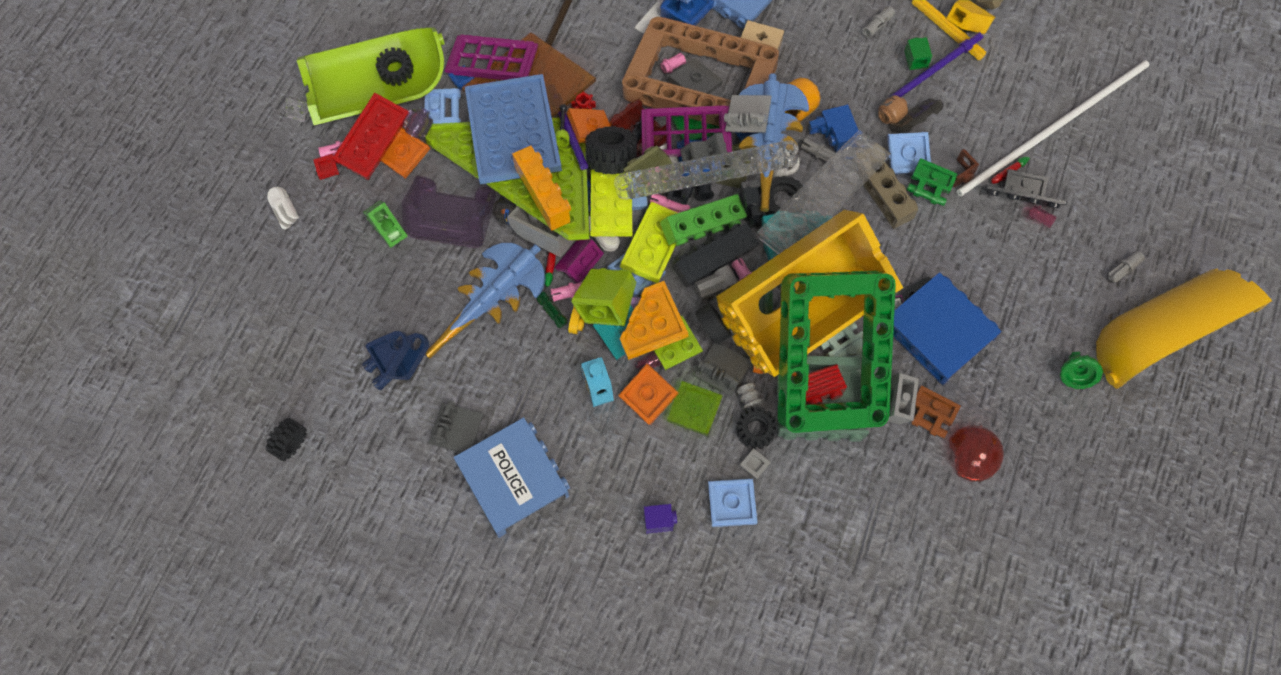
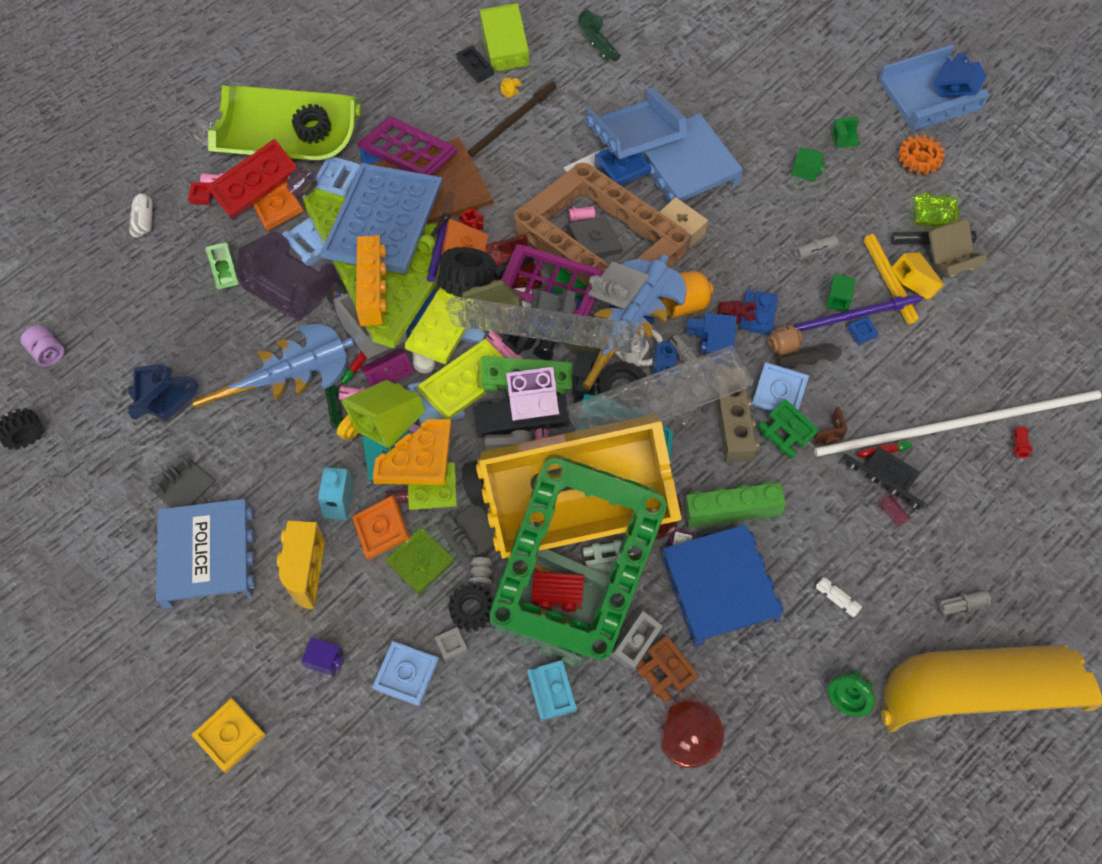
camera: 25 degrees right, 5 degrees down
(262, 359) = (42, 345): none -> lavender wheel
(446, 168) = (309, 235): none -> light blue plate
(601, 450) = (301, 561): none -> yellow brick
(615, 614) = (228, 735): none -> yellow plate
(722, 232) = (532, 393): none -> lavender brick
(806, 164) = (663, 357): none -> blue plate
(840, 98) = (735, 308): none -> dark red plate
(854, 466) = (551, 690): none -> medium azure plate
(859, 94) = (764, 314): none -> blue plate
(926, 256) = (734, 504): none -> bright green brick
(947, 78) = (862, 330): none -> blue tile
(1032, 301) = (838, 597): none -> white axle
(1111, 128) = (1022, 445): none -> red pin

